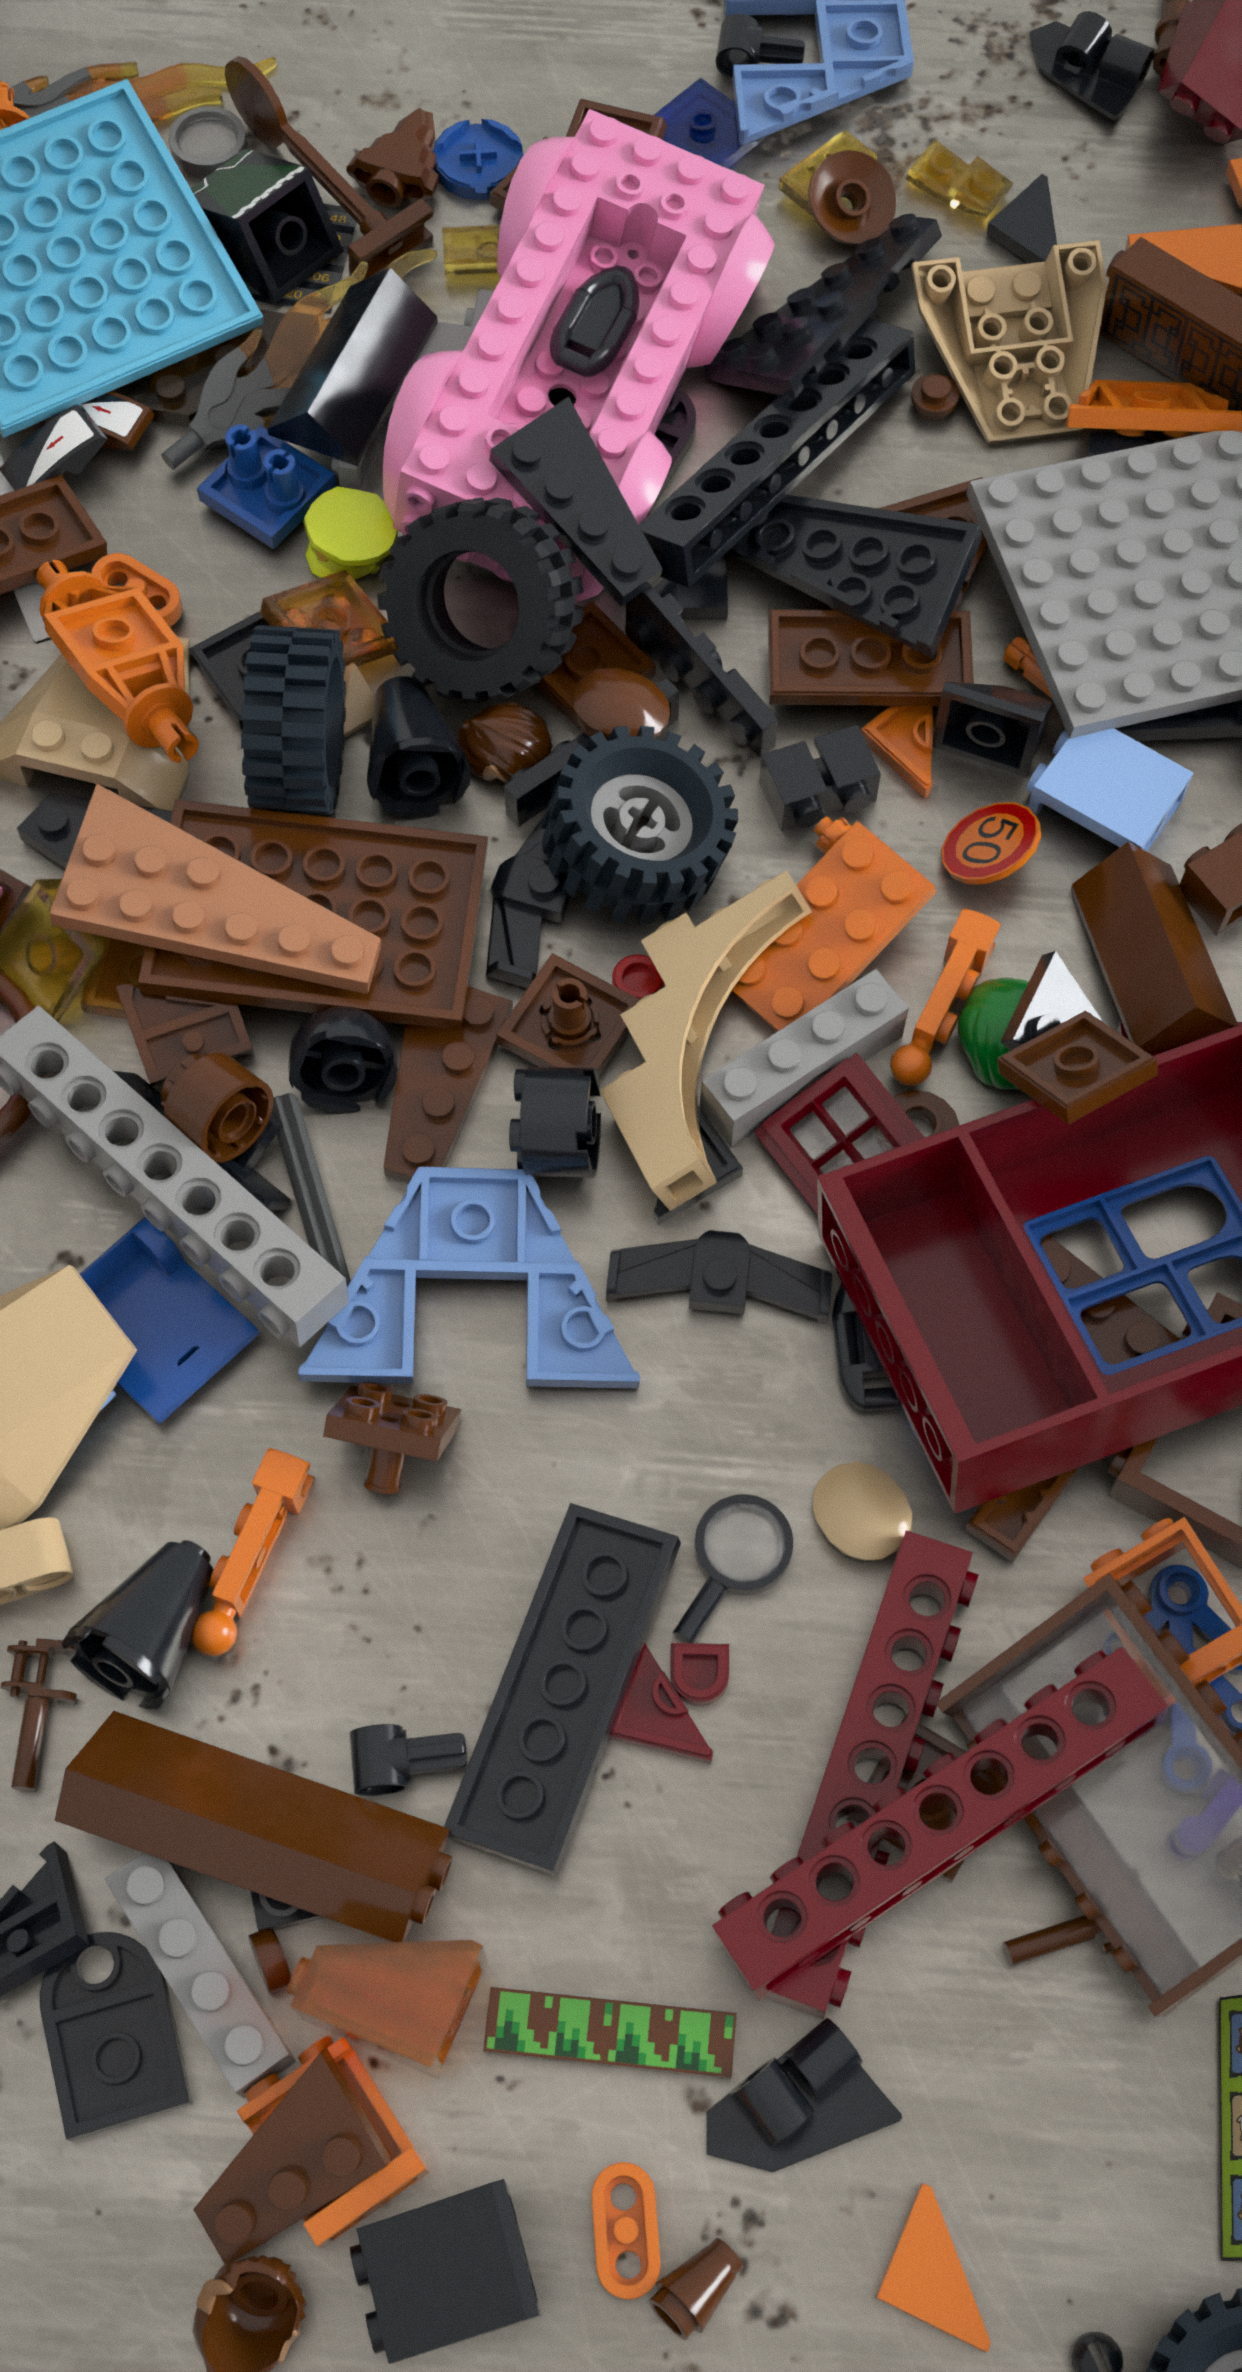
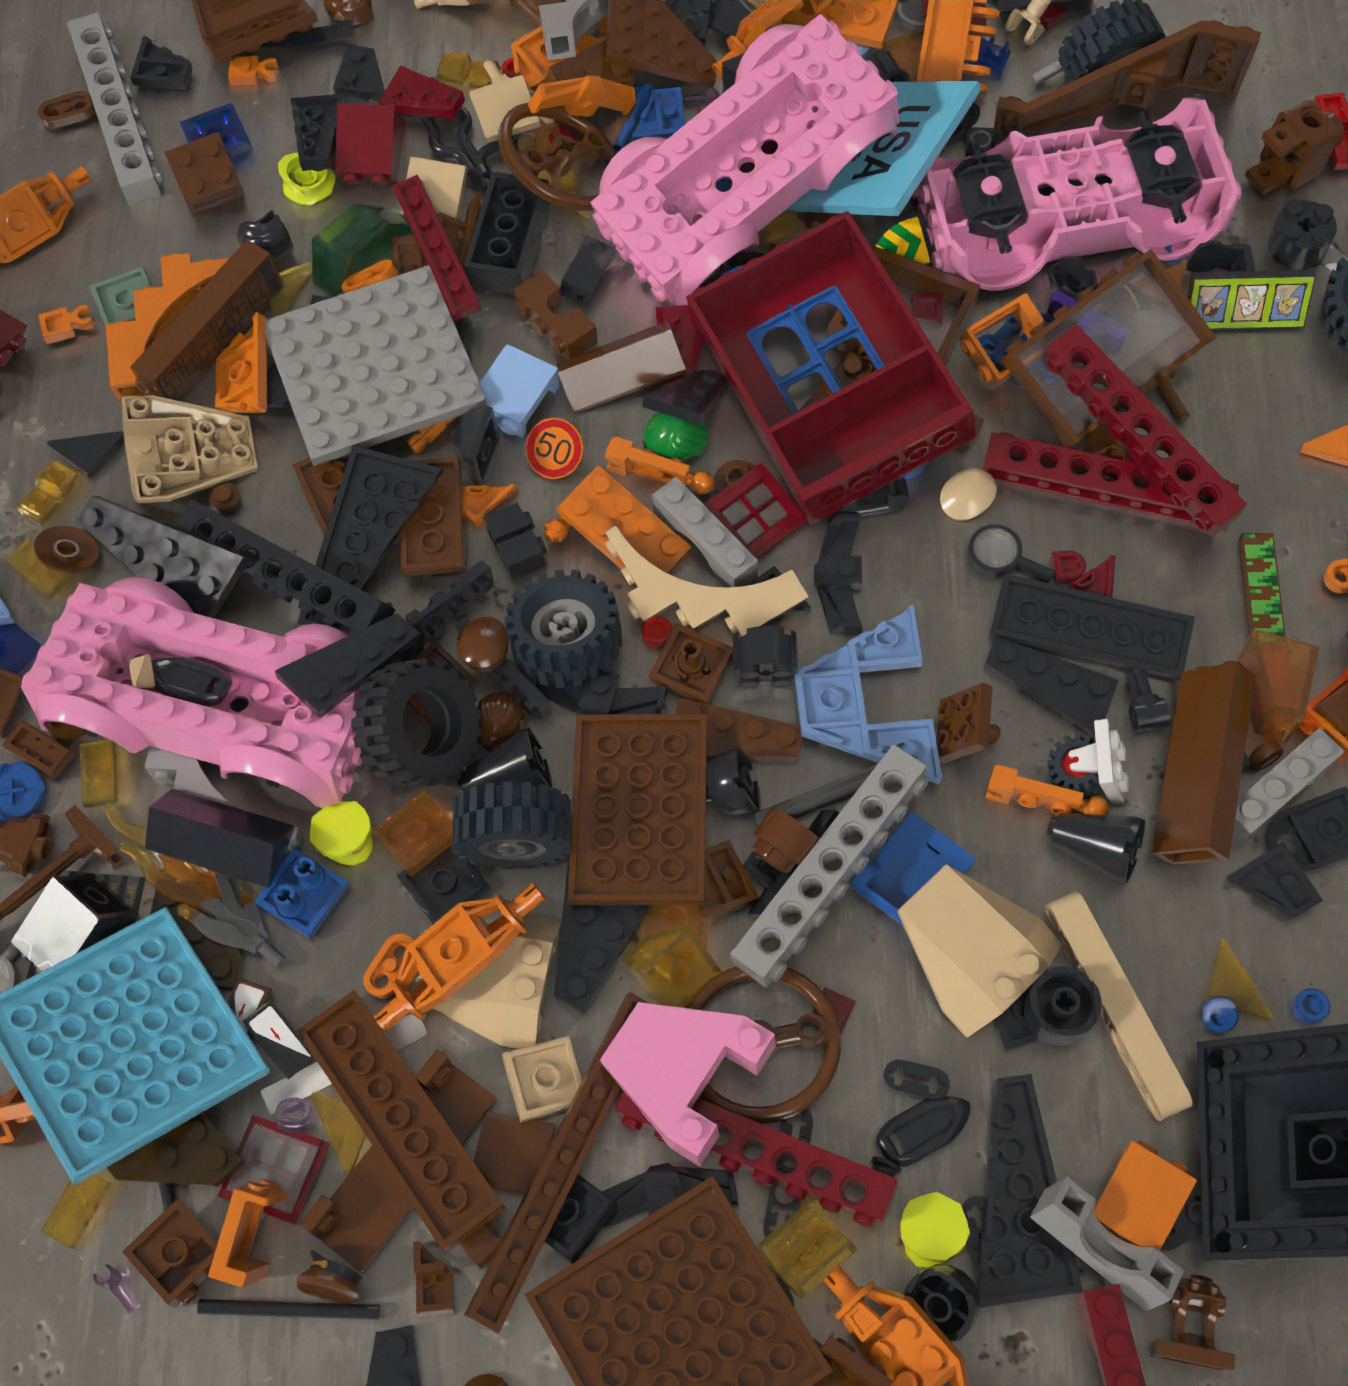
camera: 90 degrees left, 0 degrees up
(35, 1706) = (1150, 902): reddish brown piece -> none
(175, 893) = (641, 886): nougat wing -> none
(286, 1636) = (1088, 763): none -> white plate
(462, 1616) = (1063, 686): none -> black wing
(602, 258) = (141, 672): none -> tan slope
(799, 2105) = (1278, 505): black panel -> none
(1077, 1067) = (723, 376): reddish brown tile -> none

